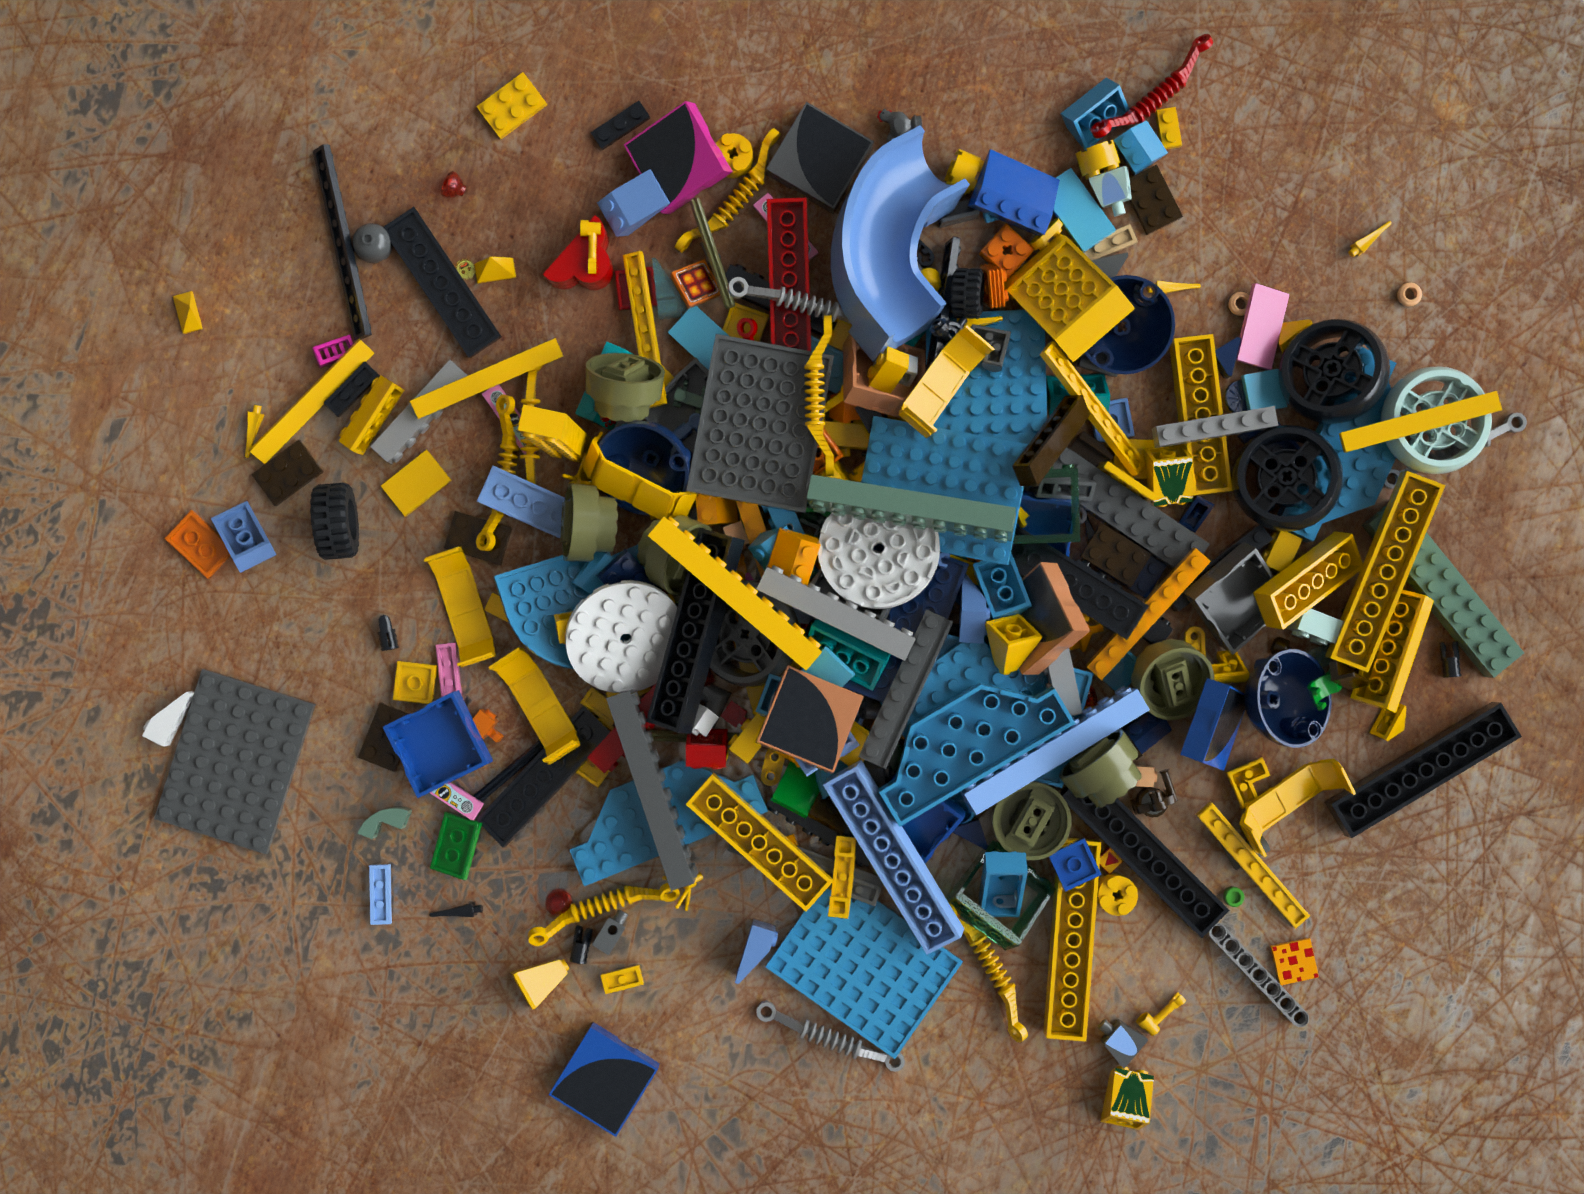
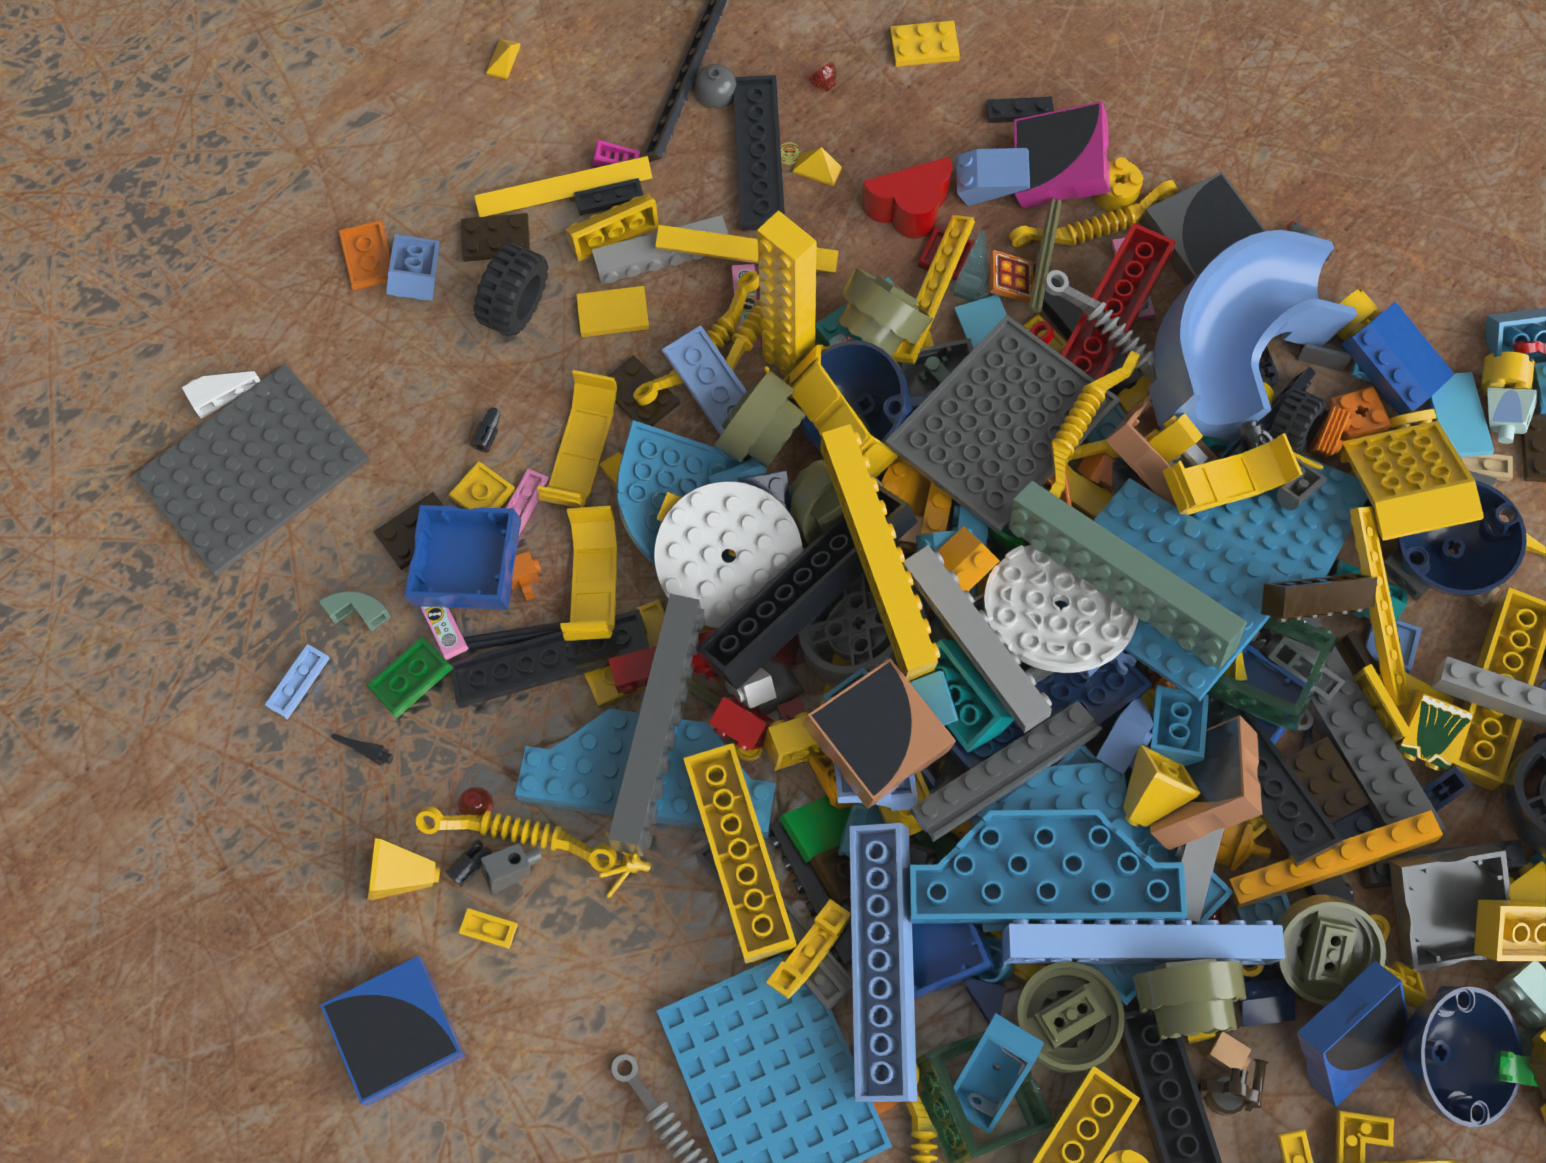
camera: 30 degrees right, 20 degrees down
(253, 423) = (496, 177): yellow piece -> none
(591, 230) = (935, 164): yellow brick -> none
(758, 944) = (660, 979): medium blue slope -> none
(772, 766) = (801, 792): yellow plate -> none
(1074, 864) = (1094, 1102): blue plate -> none
(1109, 861) = (1136, 1135): tile -> none

